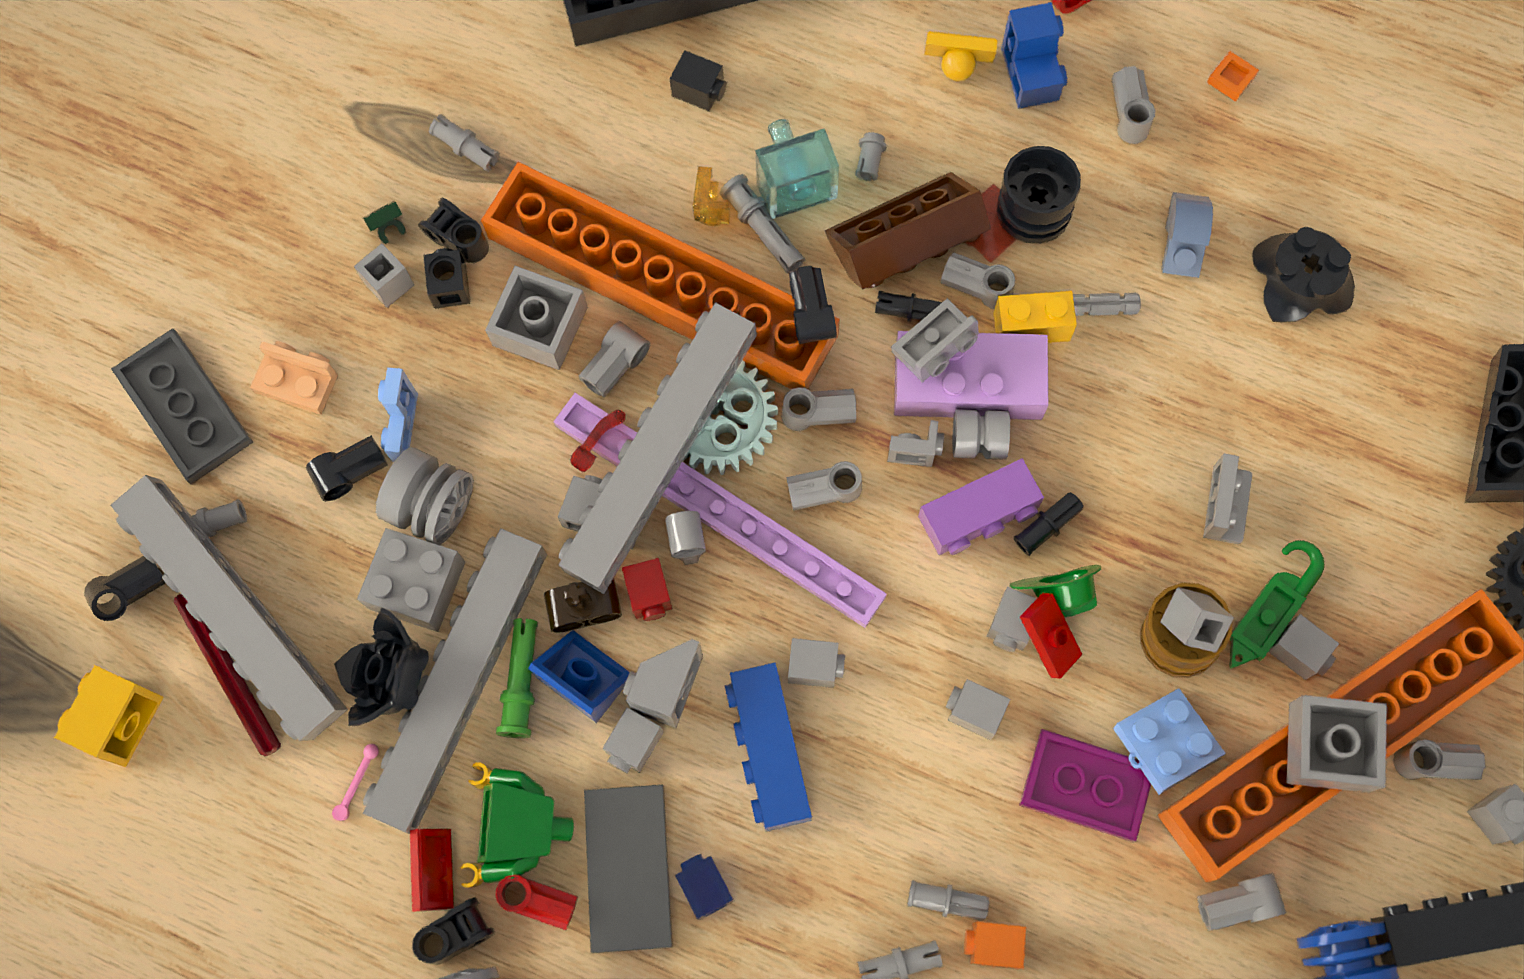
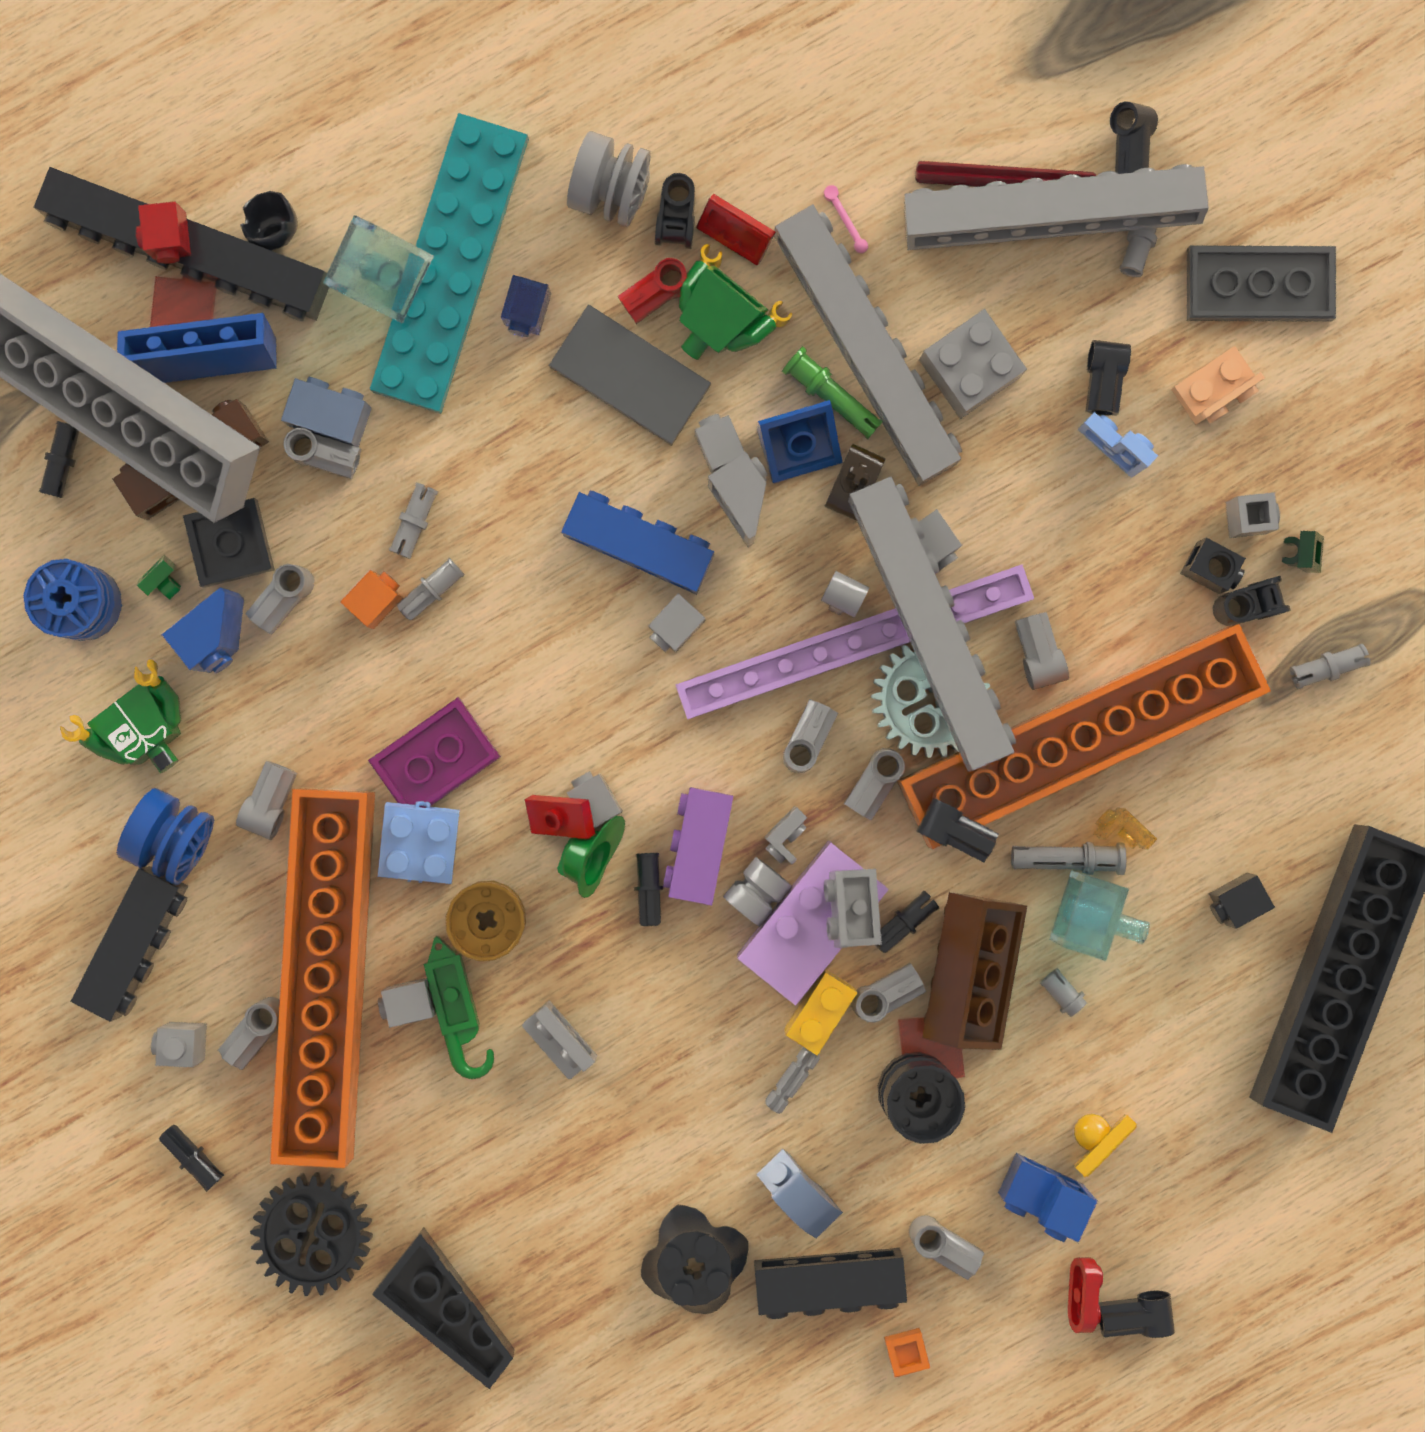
camera: 125 degrees right, 15 degrees up
(108, 716) = (1031, 62): yellow brick -> none
(383, 672) = (912, 291): black brick -> none
(424, 495) = (1036, 415): light grey wheel -> none
(537, 317) = (1121, 612): light grey brick -> none
(582, 458) = (971, 564): clear red piece -> none
(647, 589) = (828, 539): red brick -> none
(703, 886) = (573, 419): clear blue brick -> none
(977, 708) = (549, 719): light grey brick -> none
(1197, 619) = (480, 925): light grey brick -> none
(1231, 165) = (830, 1282): none -> black brick
(1337, 744) = (313, 951): light grey brick -> none

